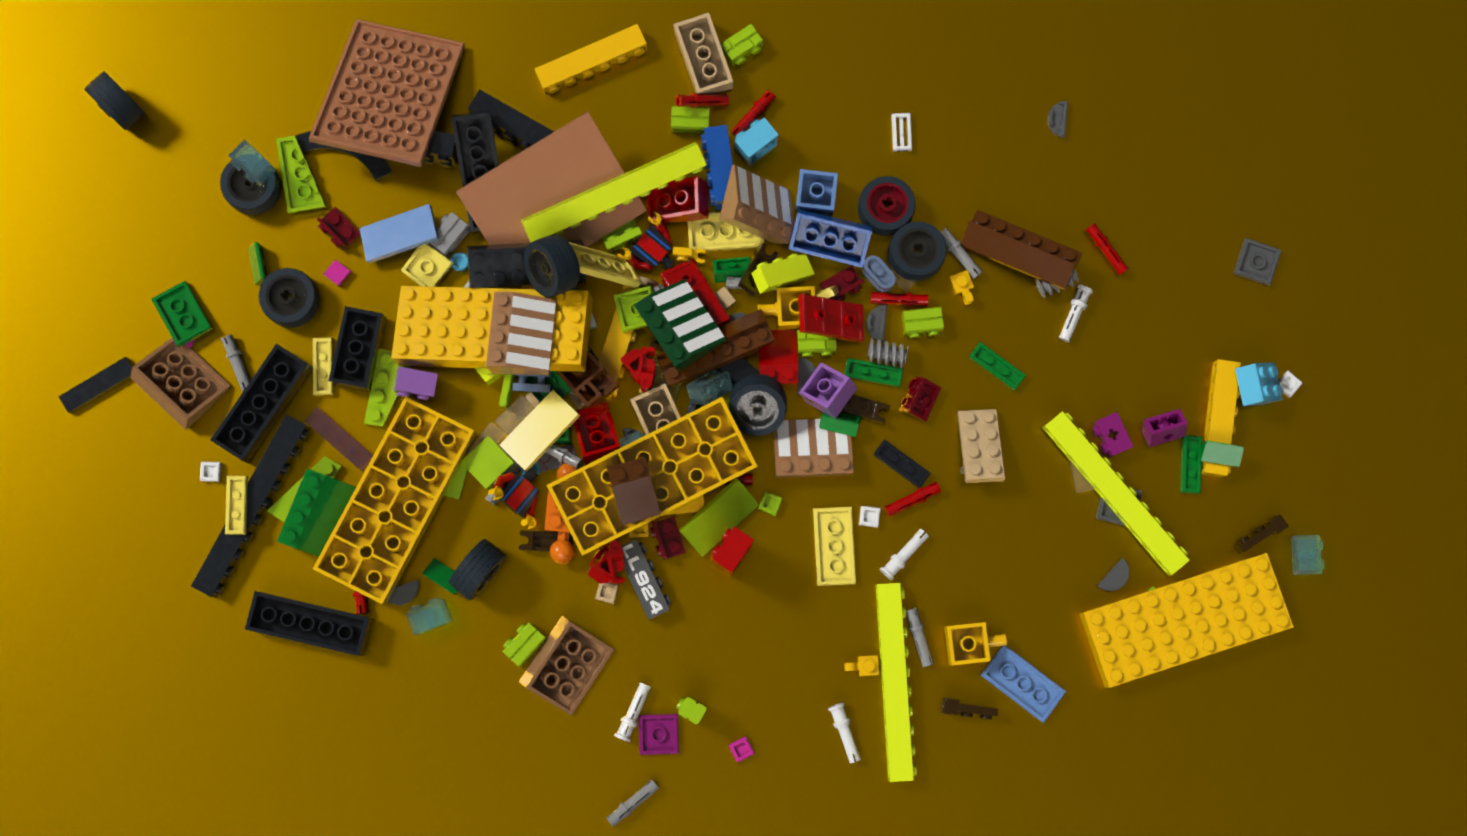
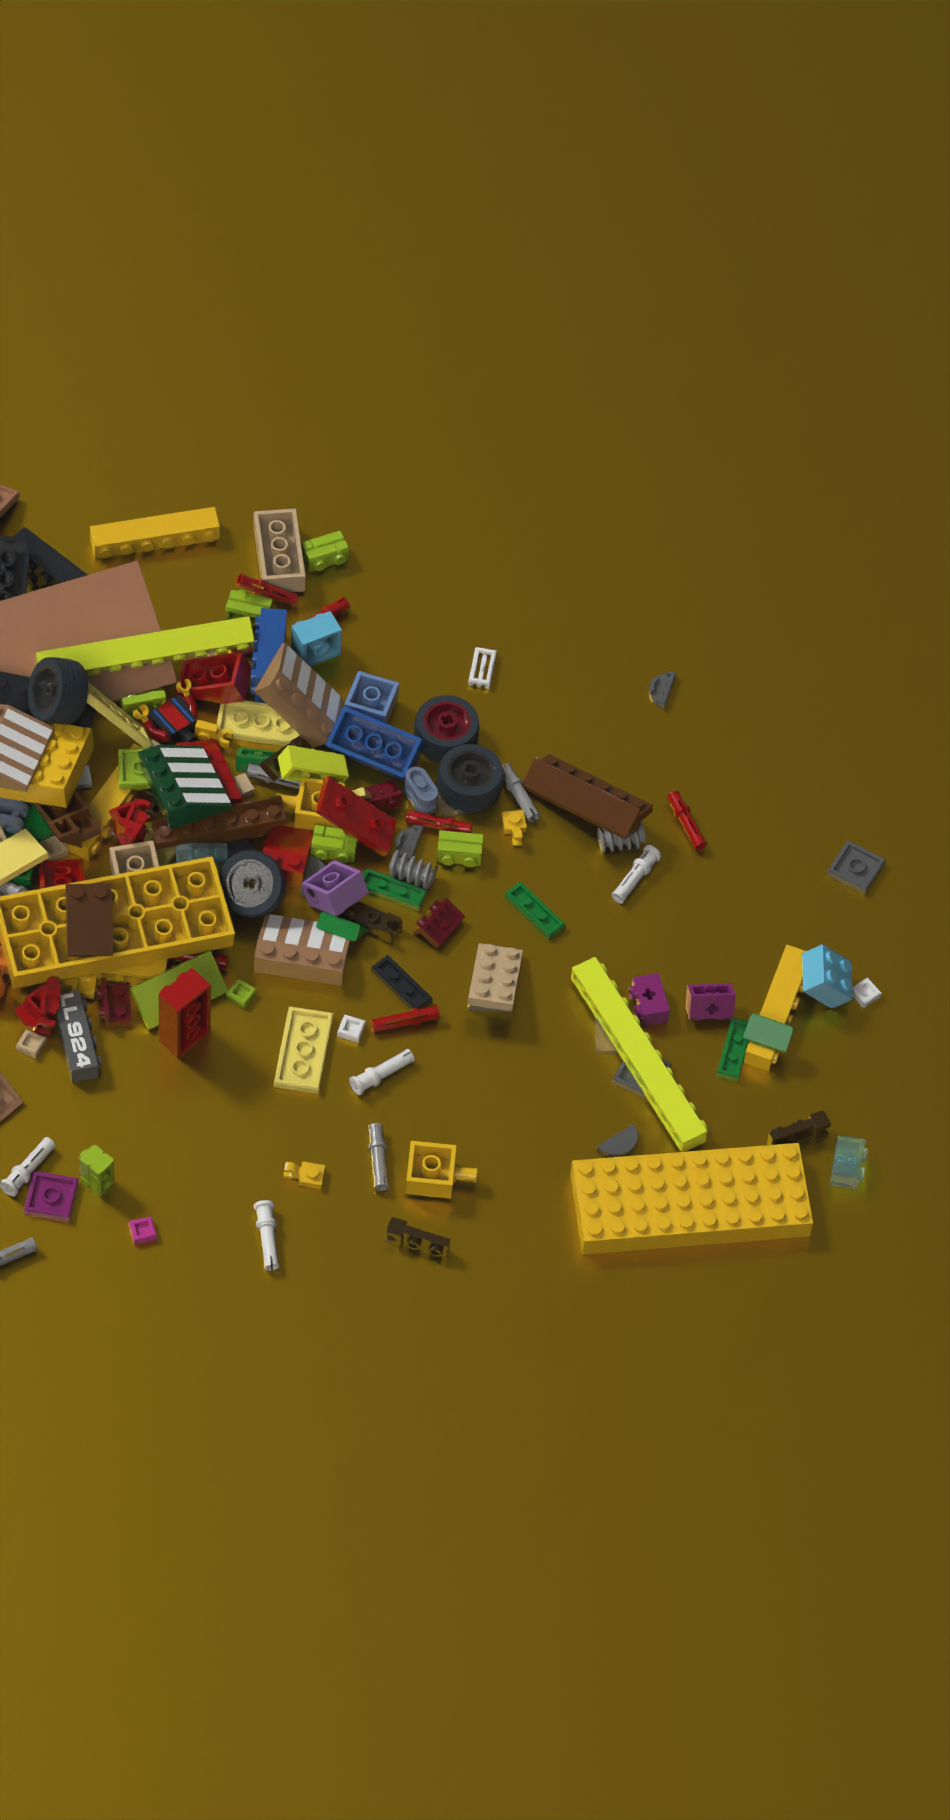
camera: 10 degrees right, 25 degrees down
(894, 682) = (337, 1195): neon yellow brick -> none
(1023, 683) = (487, 1229): medium blue tile -> none

